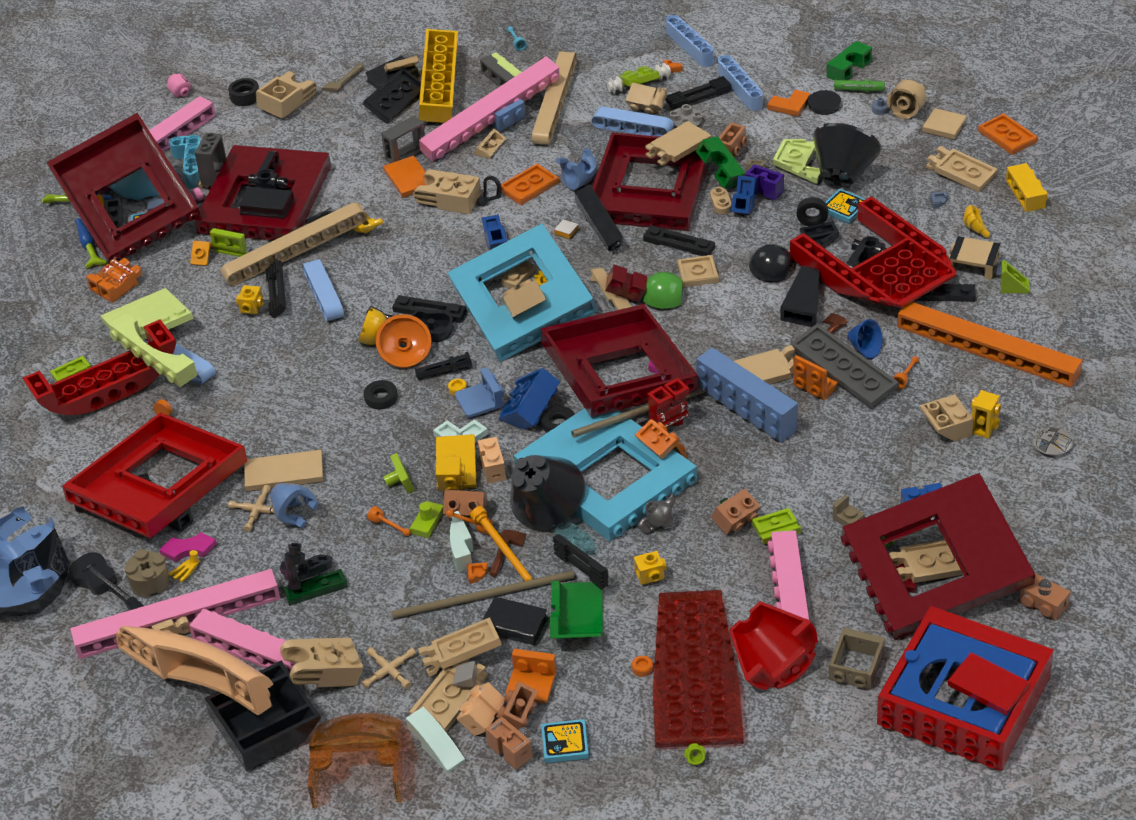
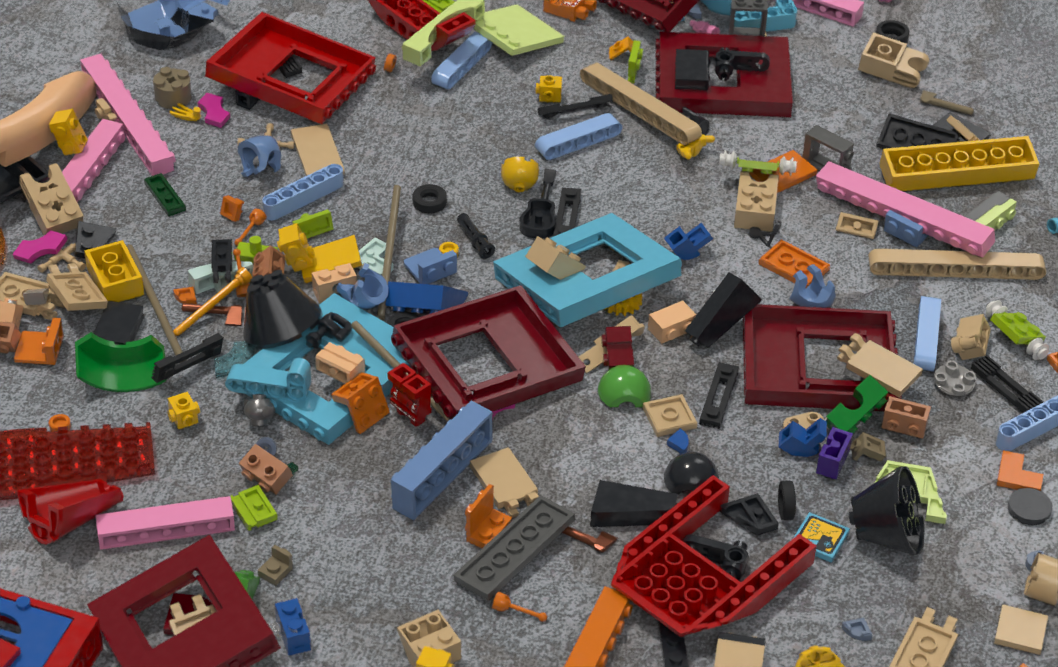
camera: 75 degrees right, 0 degrees up
(93, 573) = (176, 57): black piece -> none
(223, 636) = (68, 132): none -> yellow brick
(296, 568) = (166, 170): black piece -> none
(348, 478) = (303, 191): none -> light blue beam
(359, 531) = (231, 208): none -> orange tile
(377, 641) = (91, 236): none -> black wing
(377, 672) = (30, 250): none -> dark pink tile
(401, 330) = (499, 196): orange dish -> none
(411, 178) = (749, 165): none -> plate
(439, 615) = (114, 271): none -> yellow brick
(455, 527) = (221, 259): none -> black hinge
(461, 417) = (390, 244): none -> dark tan piece
(520, 430) = (365, 293): none -> medium blue piece
(571, 450) = (329, 328): none -> black piece
(590, 254) = (670, 321): none -> light nougat brick
(621, 447) = (339, 363): none -> light nougat brick
(638, 491) = (275, 383): none -> medium azure beam
(703, 514) = (268, 442): none -> sand blue tile
(730, 267) = (679, 441): none -> blue tile
(851, 640) = (60, 566): dark tan window -> none
(866, 338) = (557, 562): blue hat -> none

